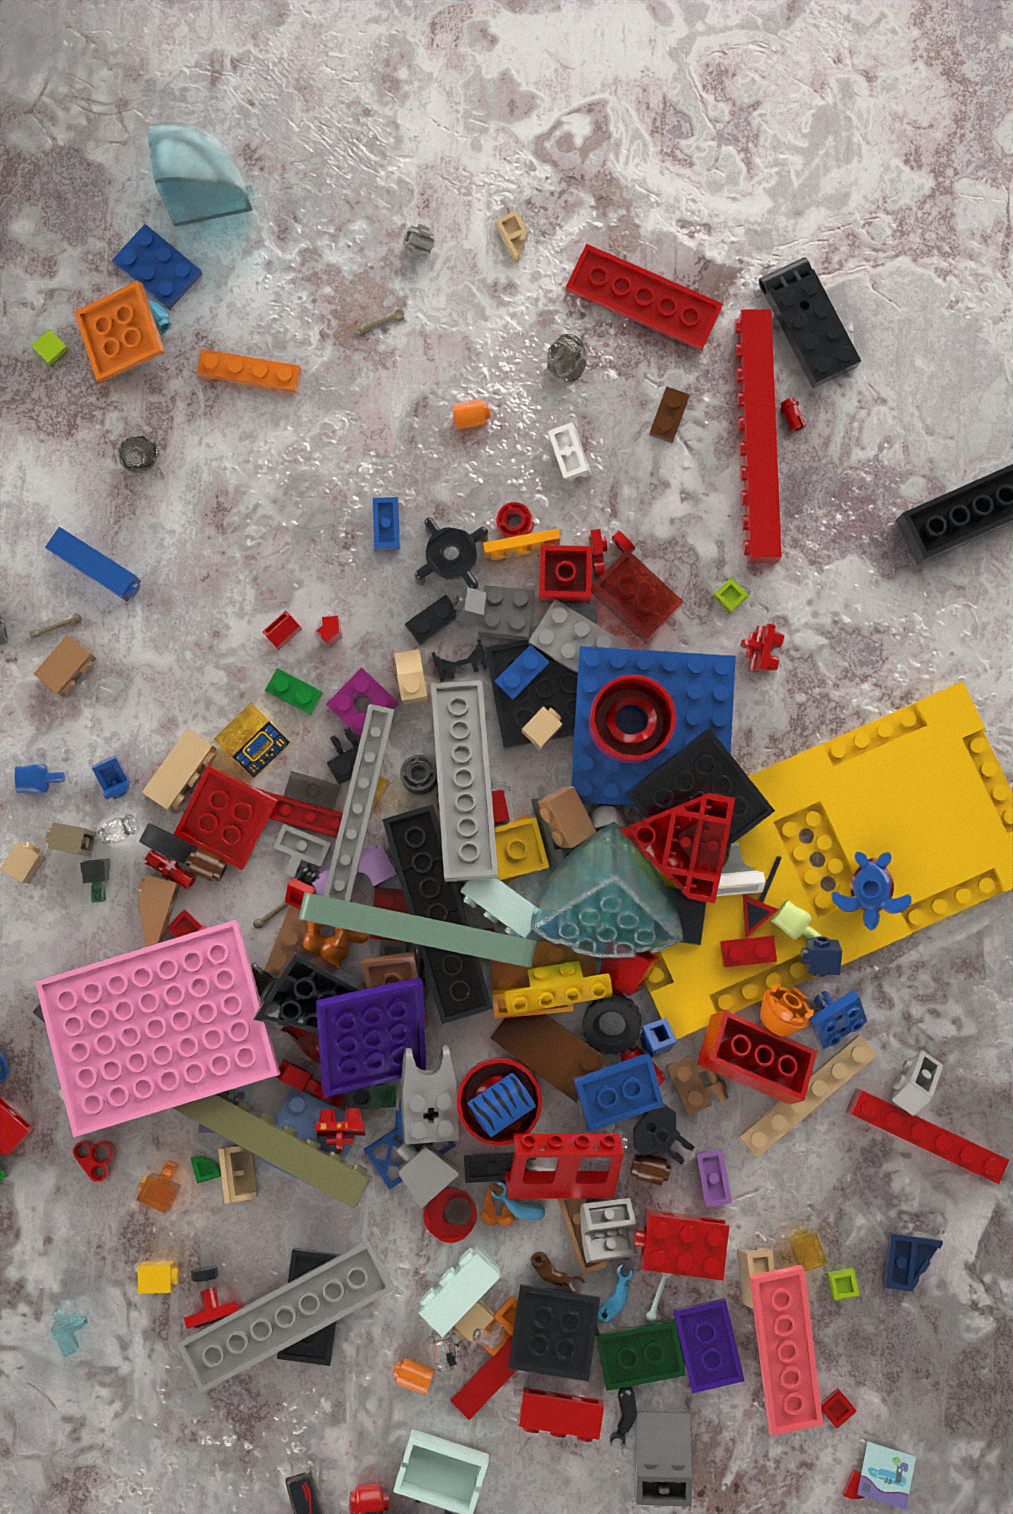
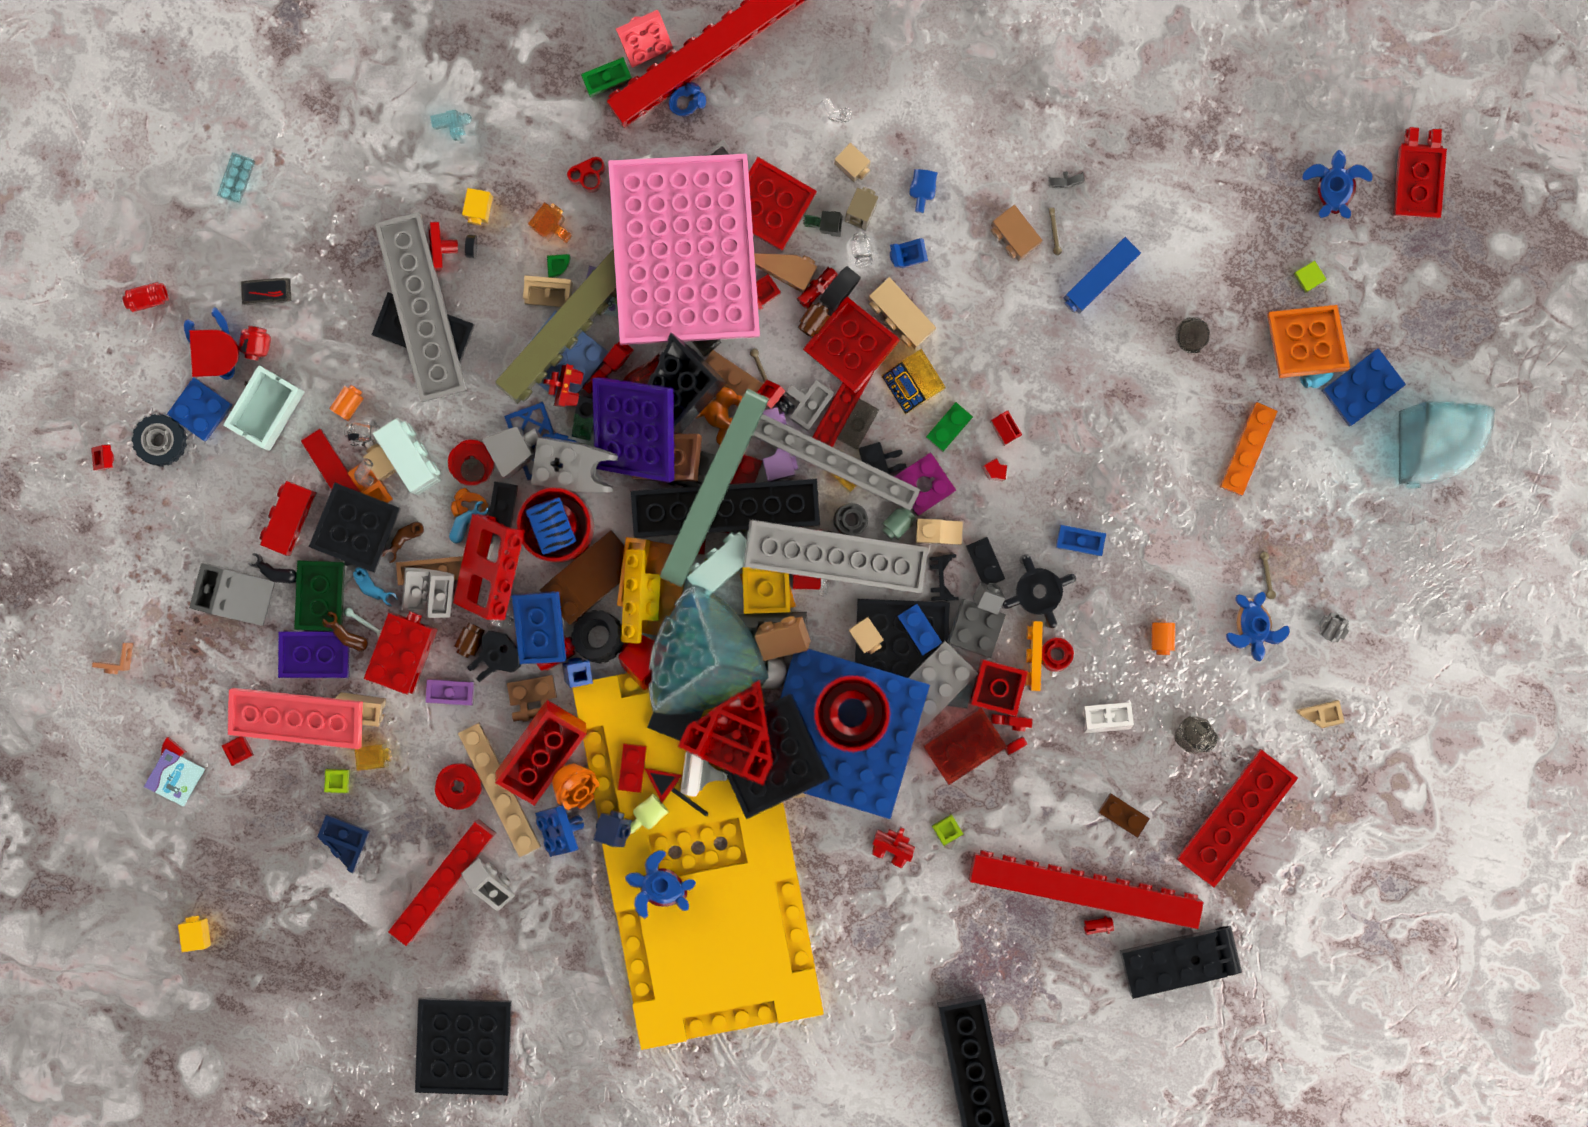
camera: 100 degrees right, 5 degrees up
(84, 936) = (776, 203): none -> red plate
(411, 722) = (898, 523): none -> sand green brick
(437, 321) = (1255, 626): none -> blue animal
(682, 1310) = (346, 638): none -> reddish brown arm
(800, 1141) = (471, 789): none -> red plate

